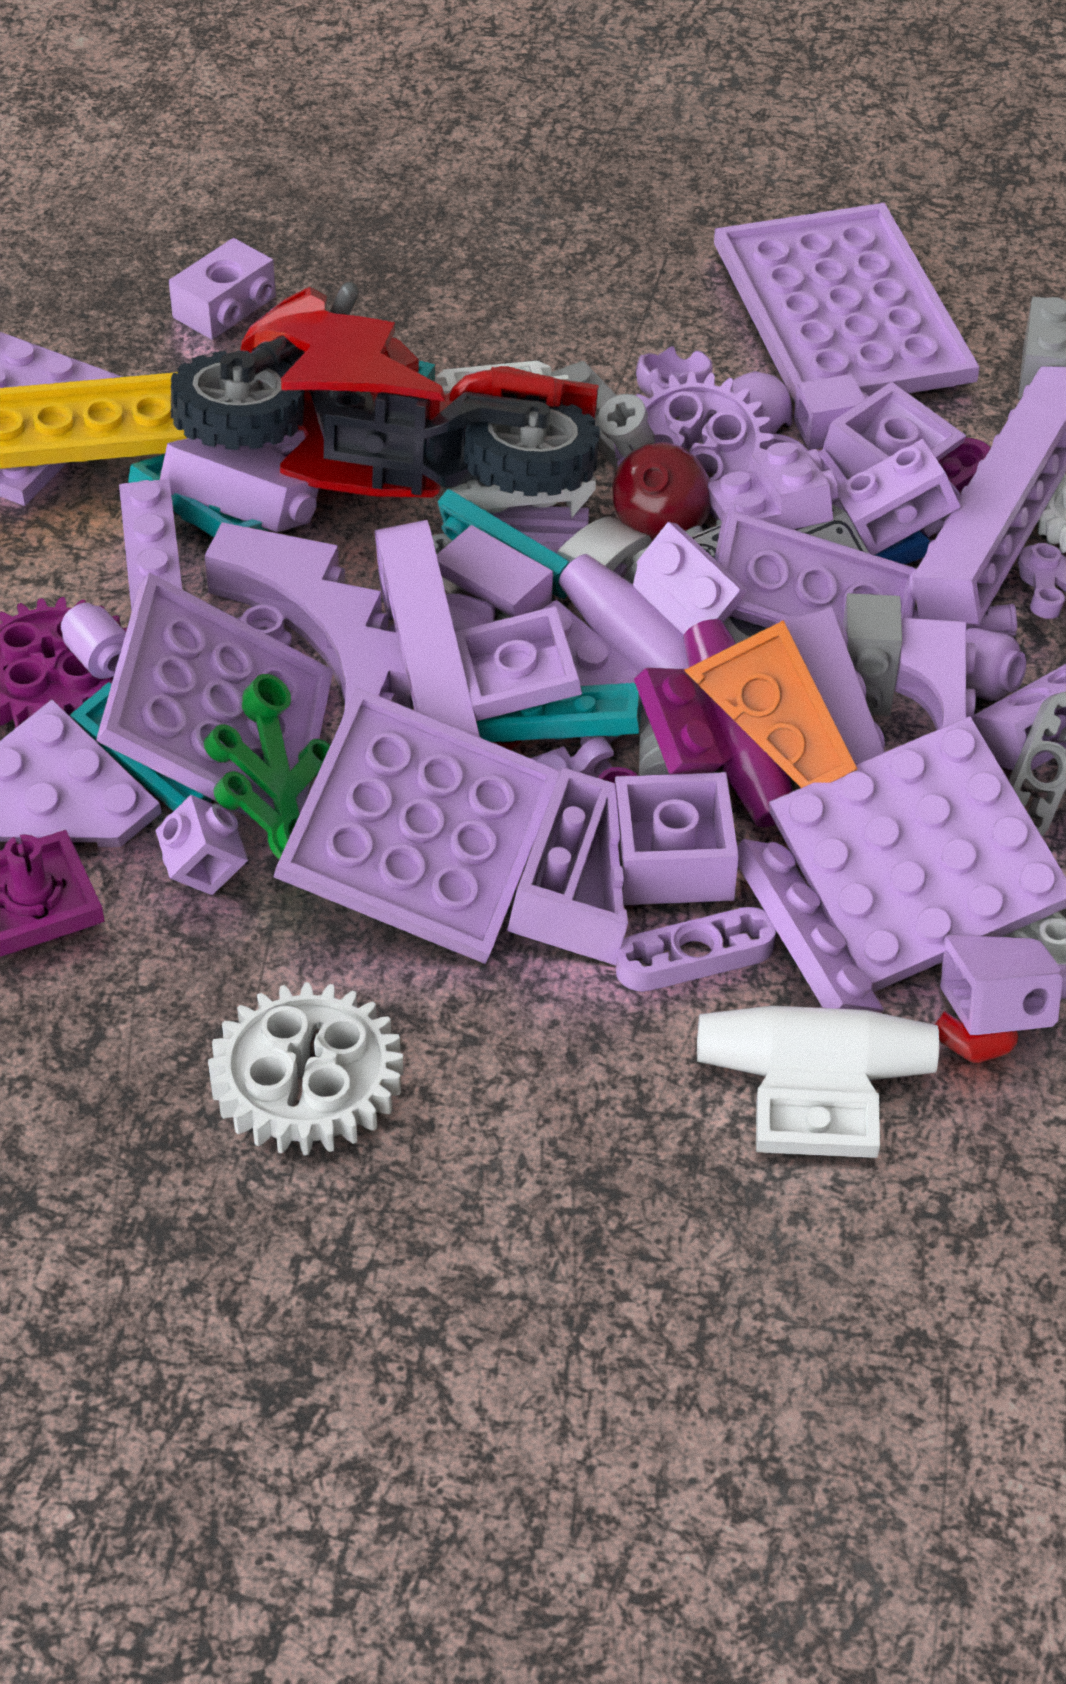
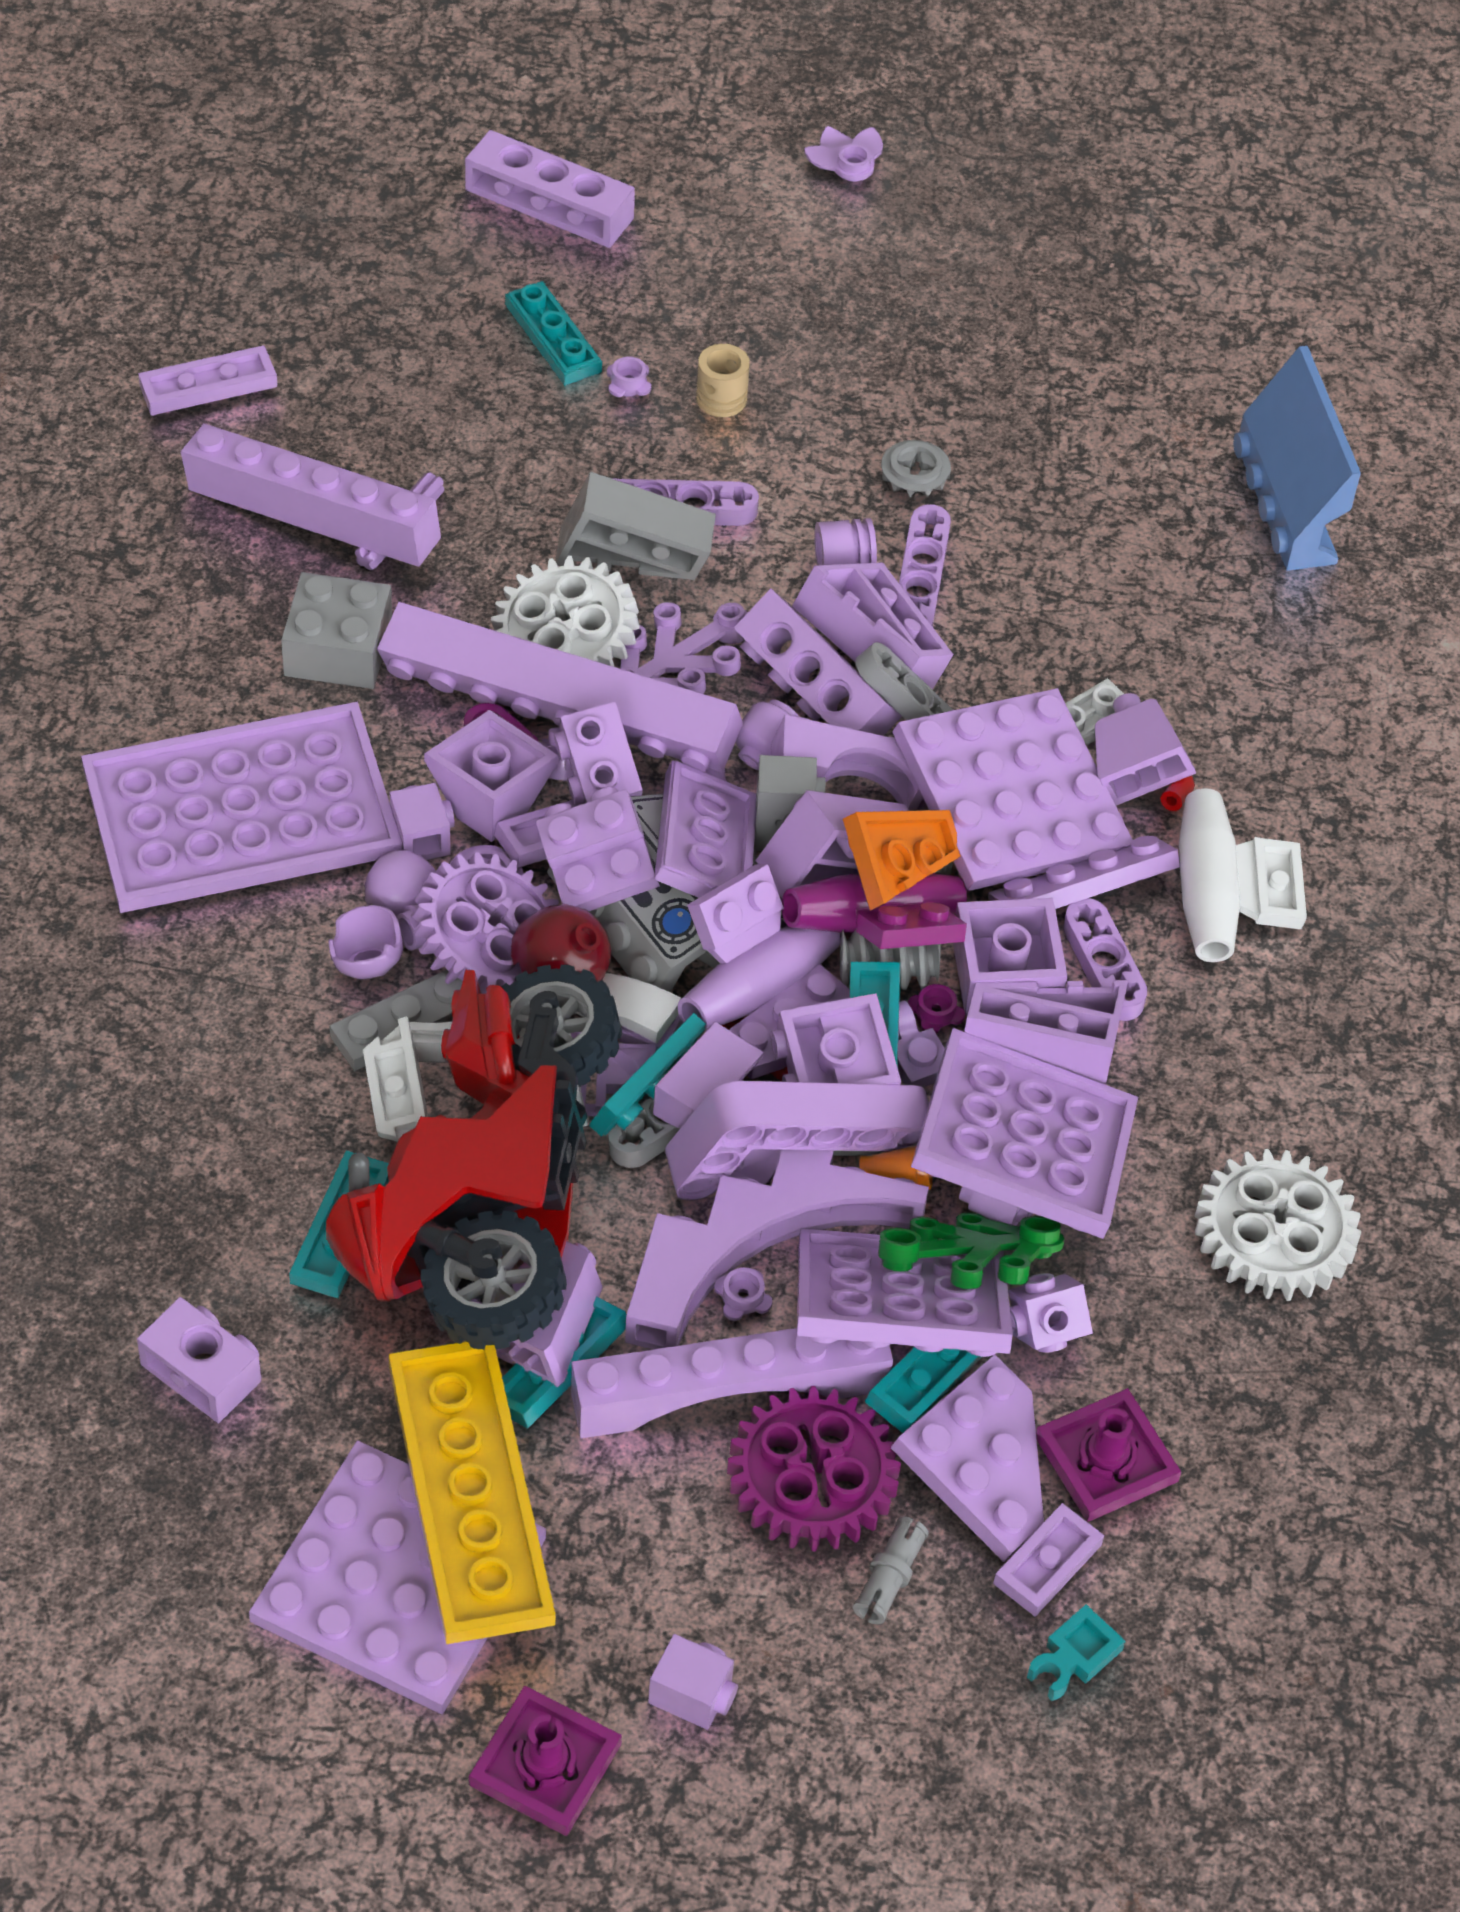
camera: 95 degrees left, 5 degrees up
(93, 638) = (824, 1399): lavender brick -> none
(625, 423) = (513, 951): light grey bush -> none

